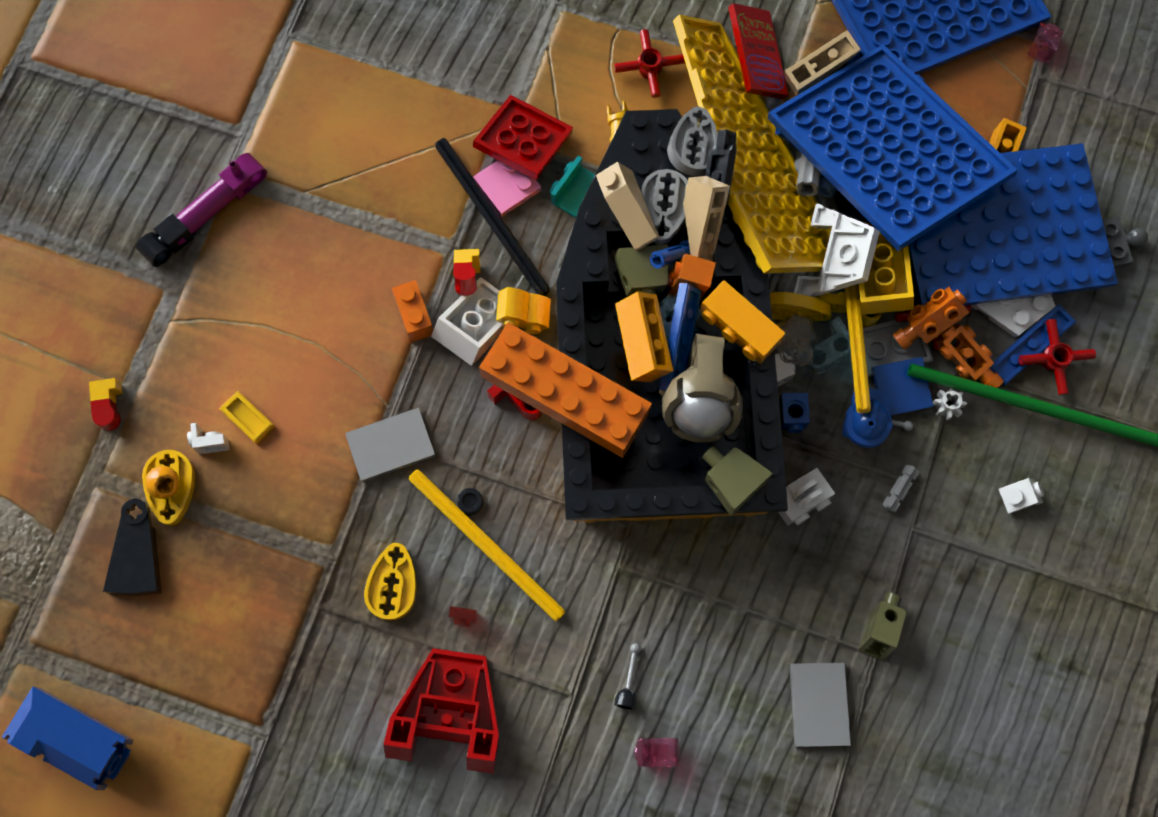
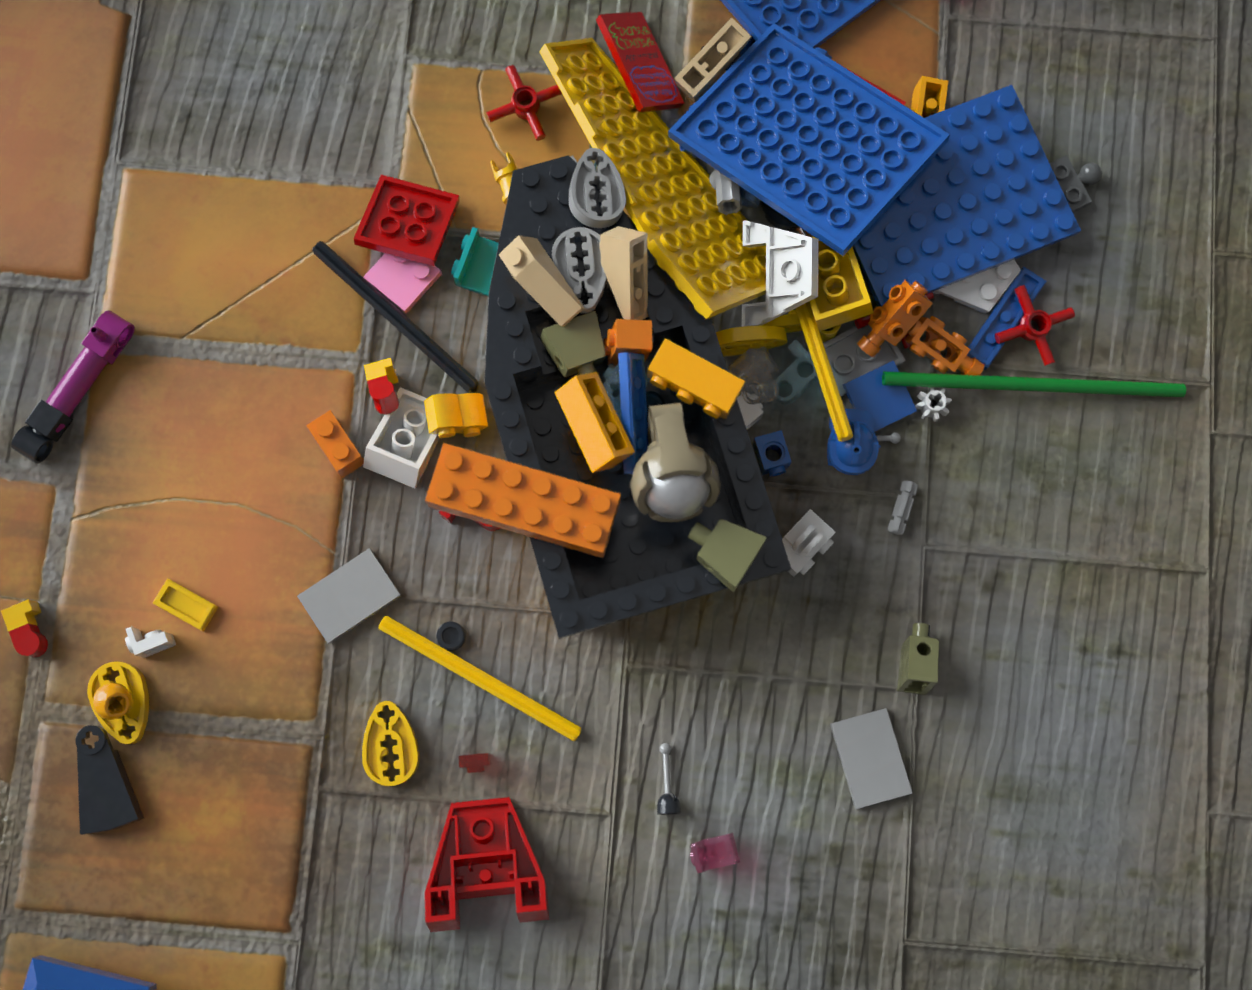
camera: 15 degrees left, 5 degrees up
(669, 255) = (601, 322): blue pin -> none
(722, 158) = (632, 203): black hinge -> none
(1021, 495) = (1030, 483): white bracket -> none

